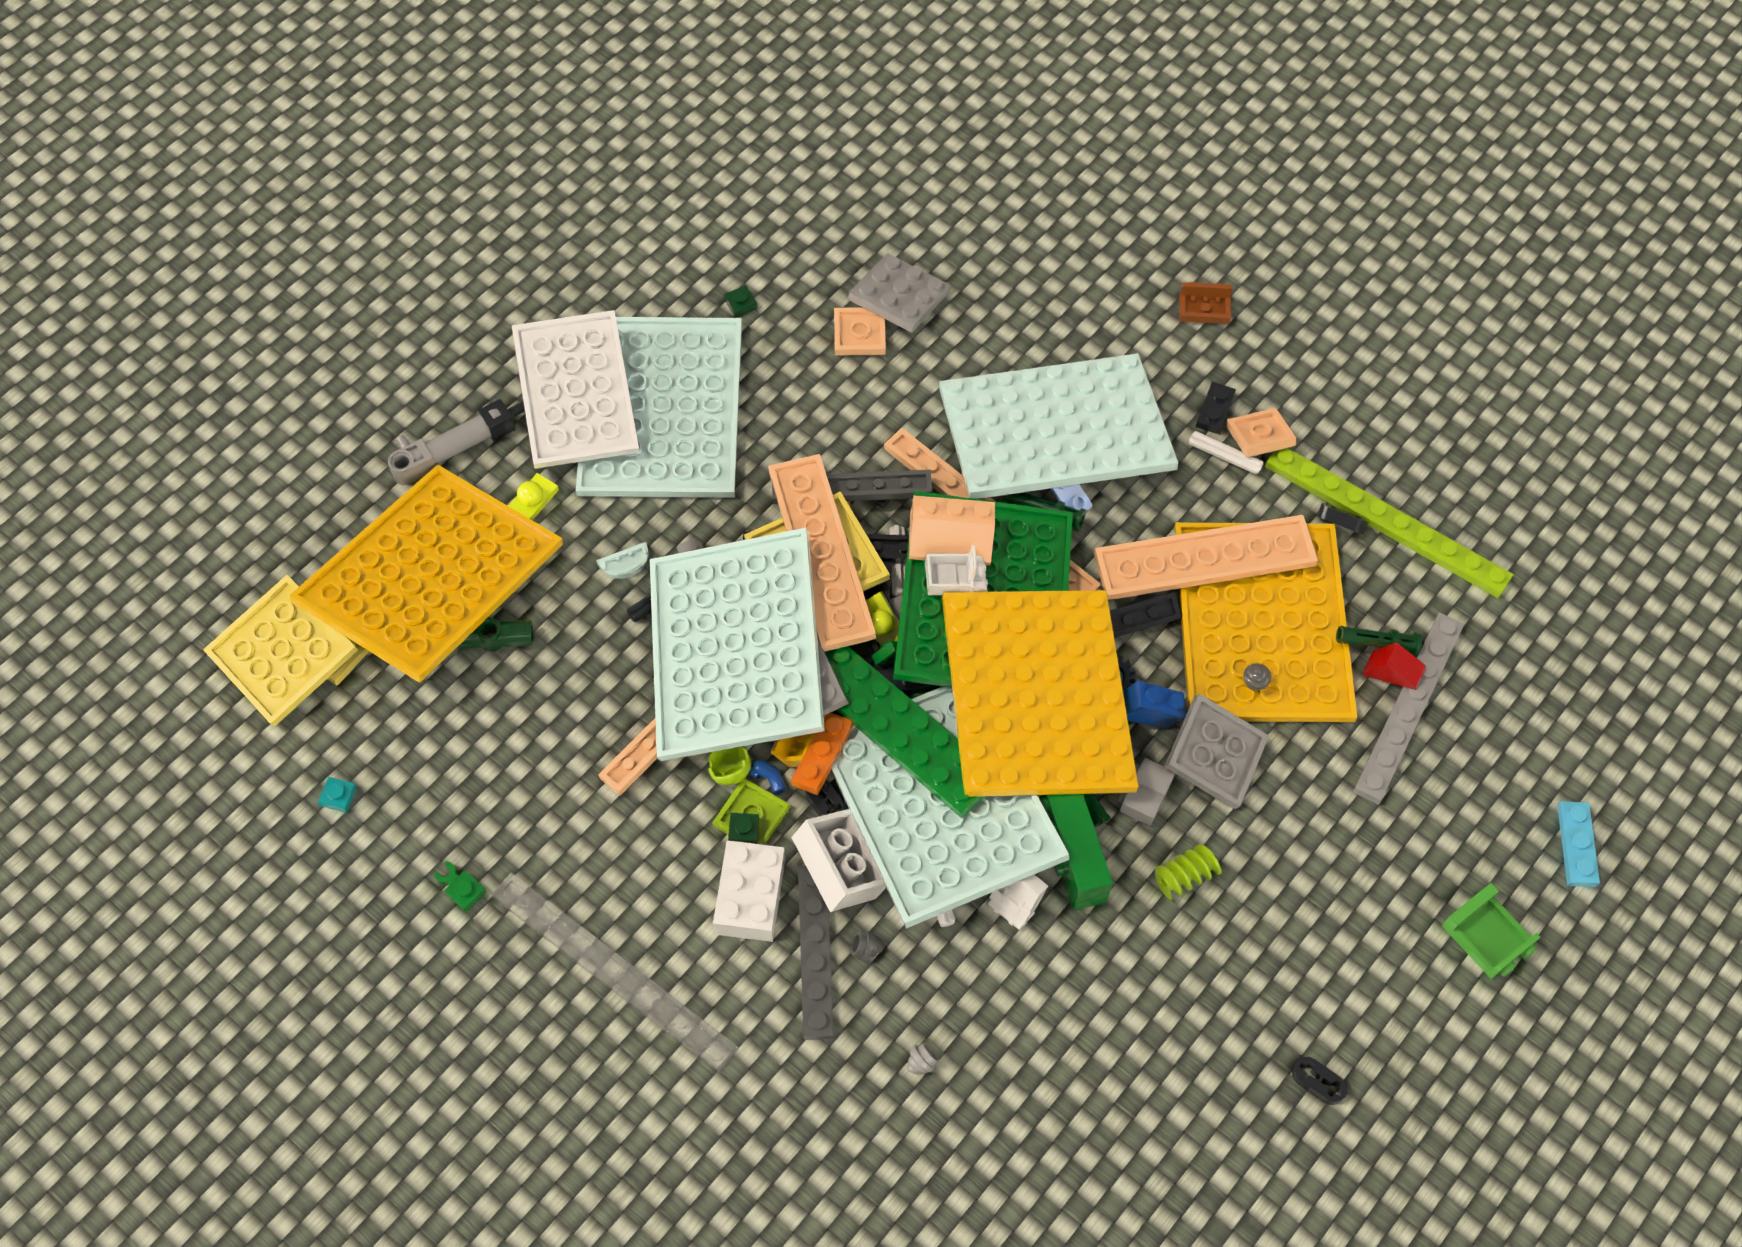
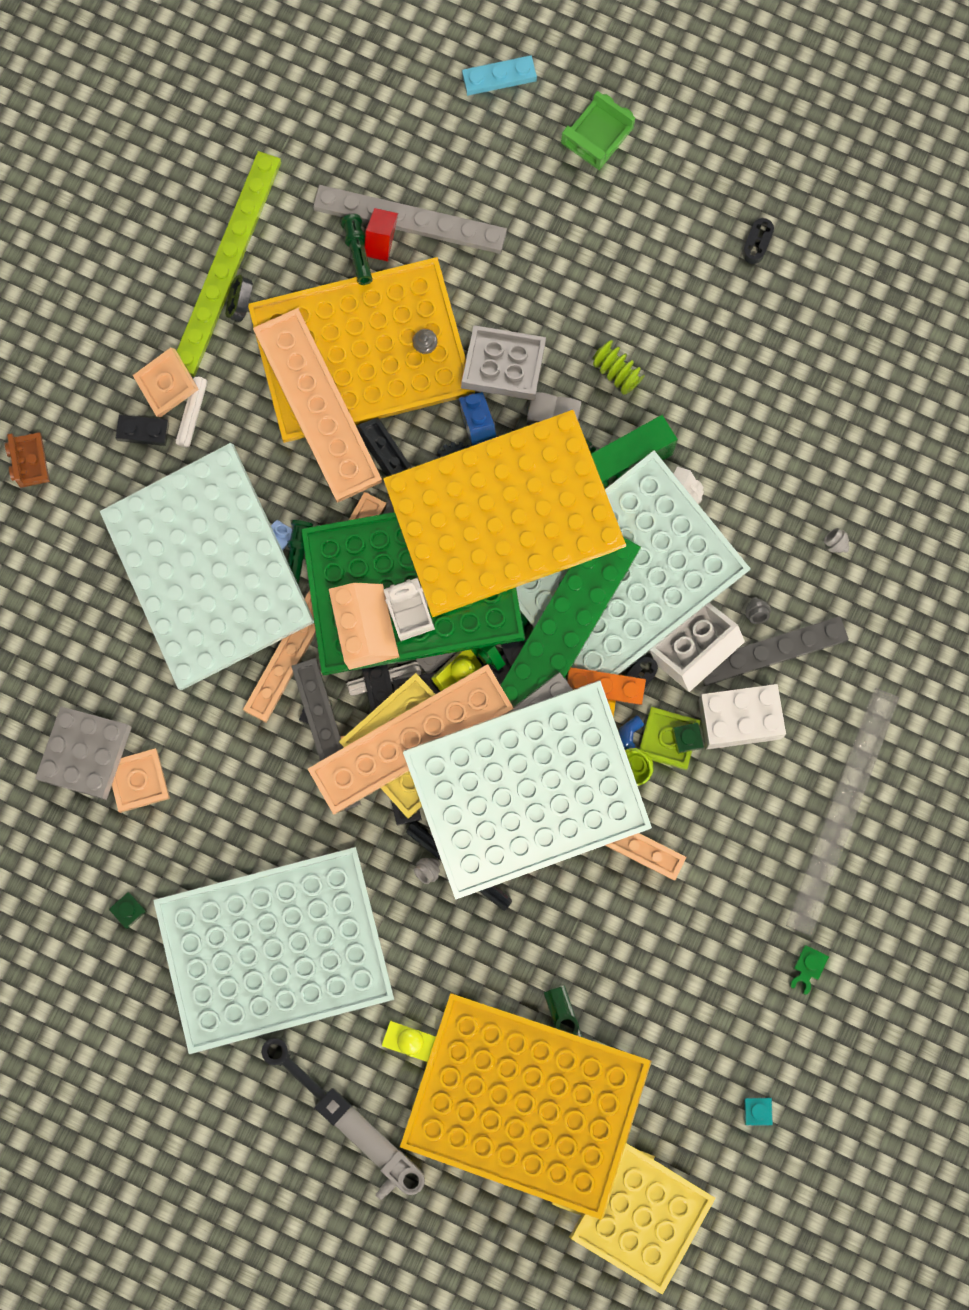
camera: 105 degrees left, 15 degrees up
(574, 389) = (288, 1033): white plate -> none
(626, 562) = (453, 929): light aqua tile -> none

